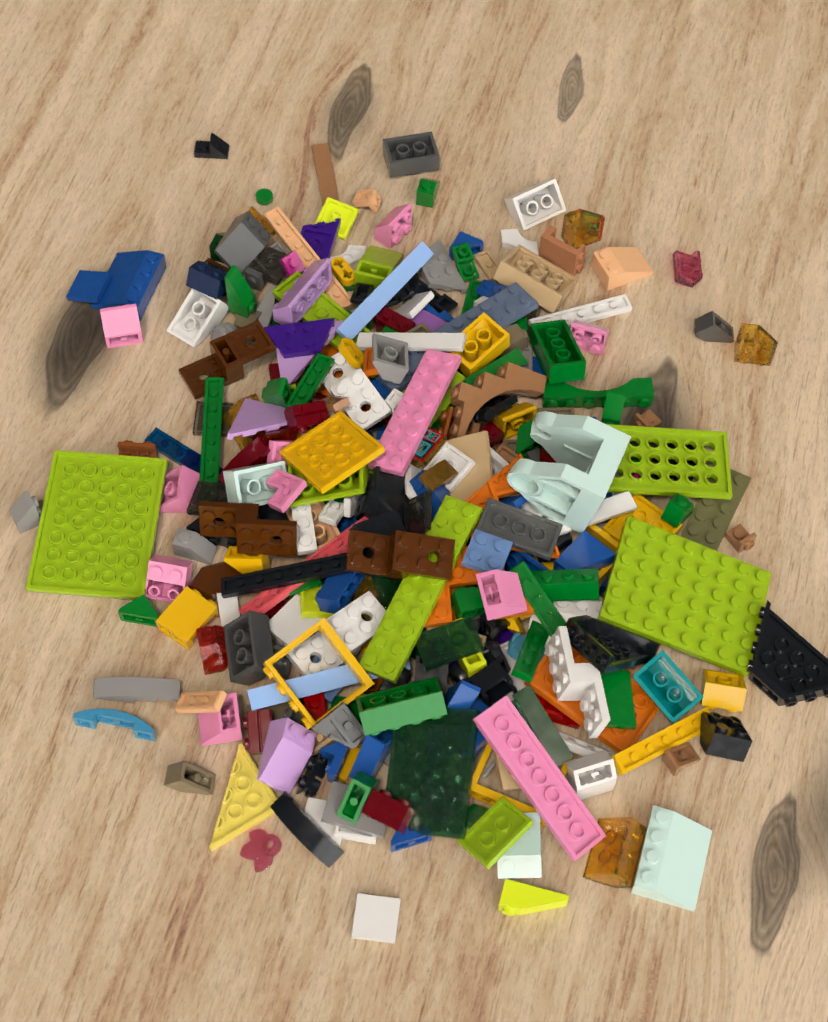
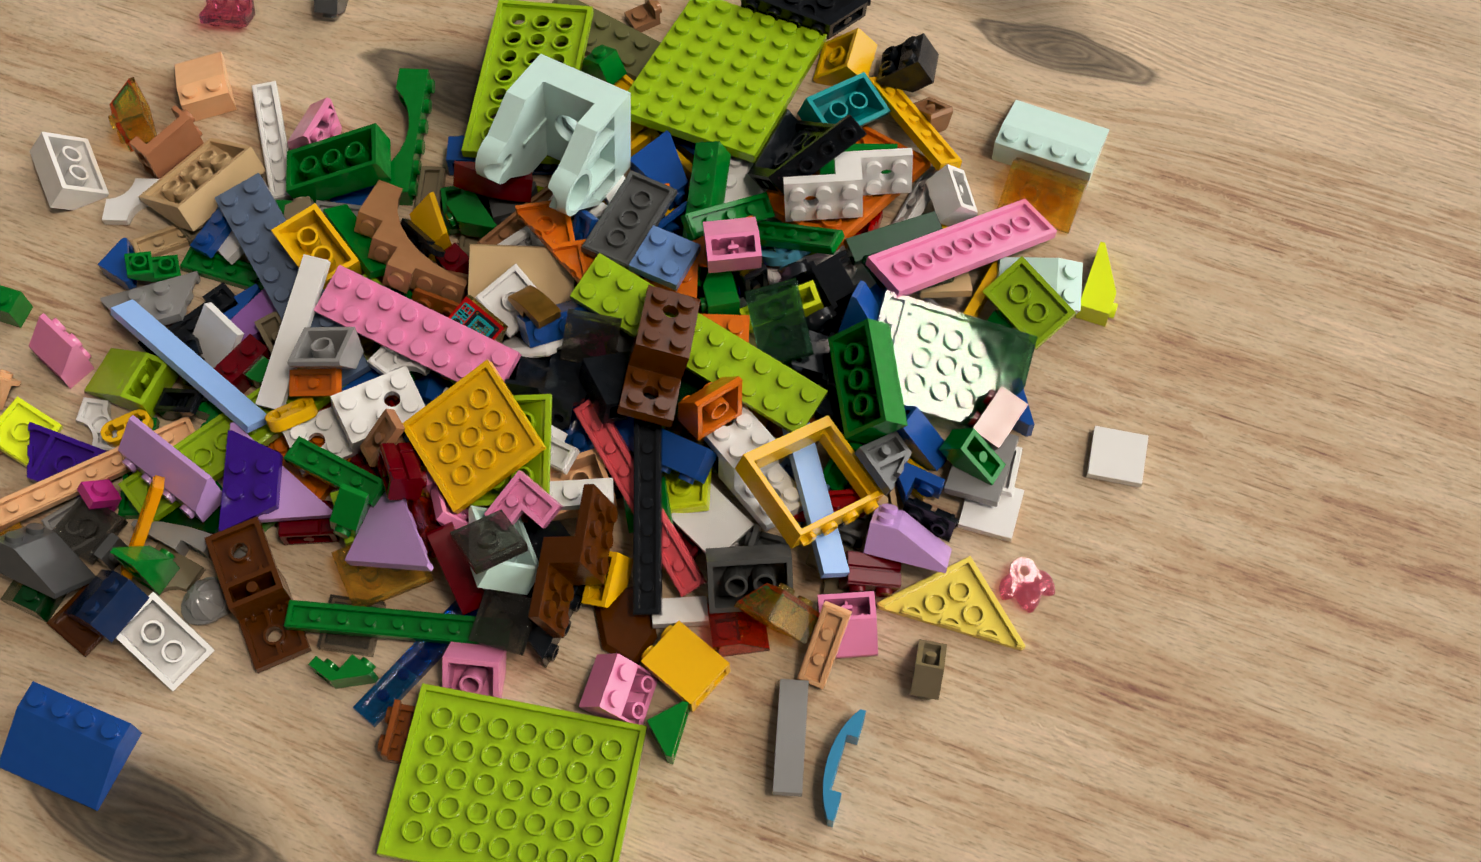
camera: 80 degrees left, 5 degrees up
(89, 286) = (59, 809): blue tile -> none
(121, 325) = (156, 751): bright pink slope -> none
(179, 421) = (351, 673): none -> green slope
(193, 546) = (570, 656): light grey slope -> none
(218, 666) = (781, 611): none -> clear yellow slope
(250, 468) = (488, 541): none -> clear smoke tile
(272, 285) = (146, 516): none -> light orange tile
(306, 830) = (1004, 527): black slope -> none
(367, 598) = (711, 406): none -> orange slope
(613, 407) = (441, 117): green slope -> none
(647, 419) = (459, 89): medium nougat bracket -> none

